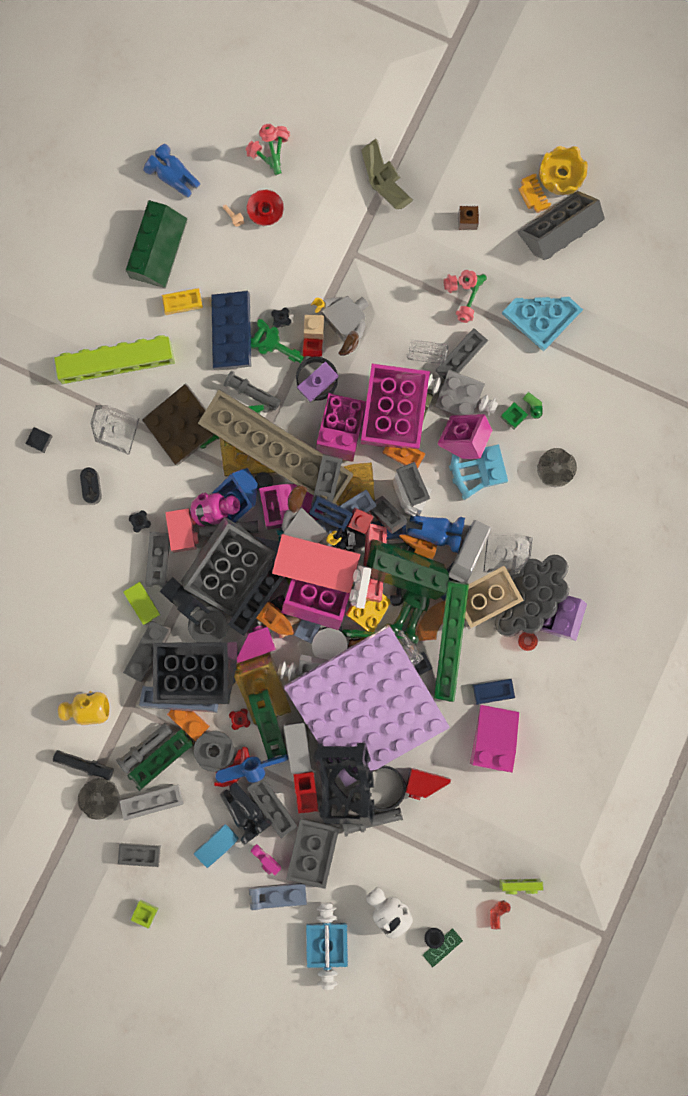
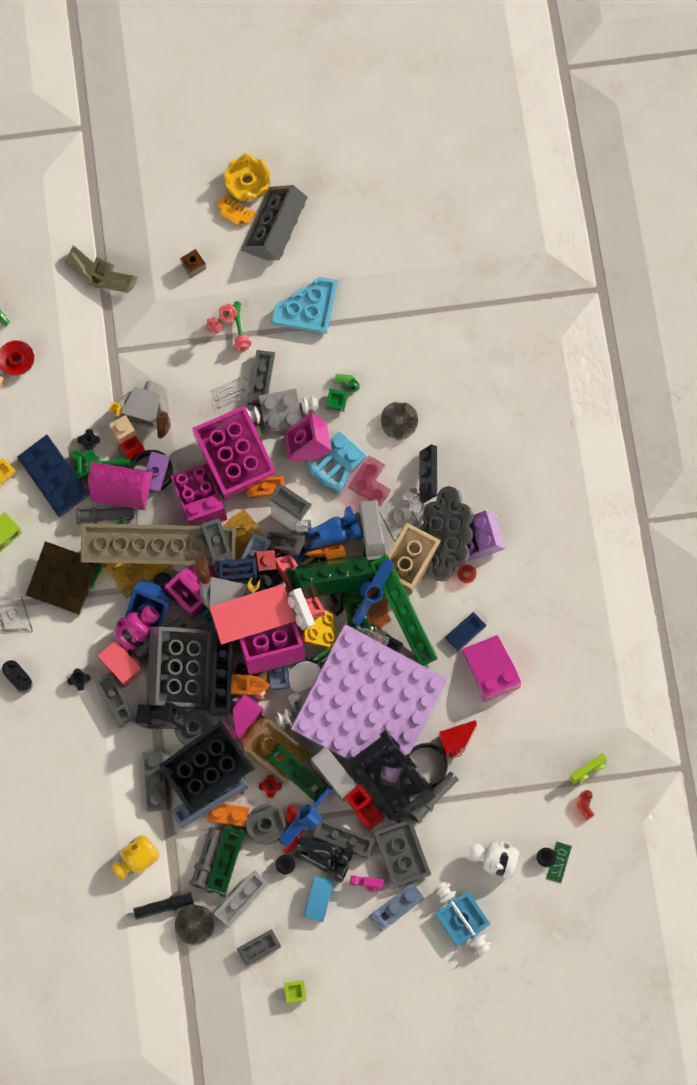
camera: 30 degrees left, 10 degrees down
(142, 603) = (125, 744): lime tile -> none
(208, 796) = (285, 864): none -> black plate
(279, 374) = (119, 485): none -> dark pink slope
(434, 600) = (378, 581): none -> blue piece
(492, 504) = (365, 481): none -> clear pink plate
(551, 532) = (428, 473): none -> black plate

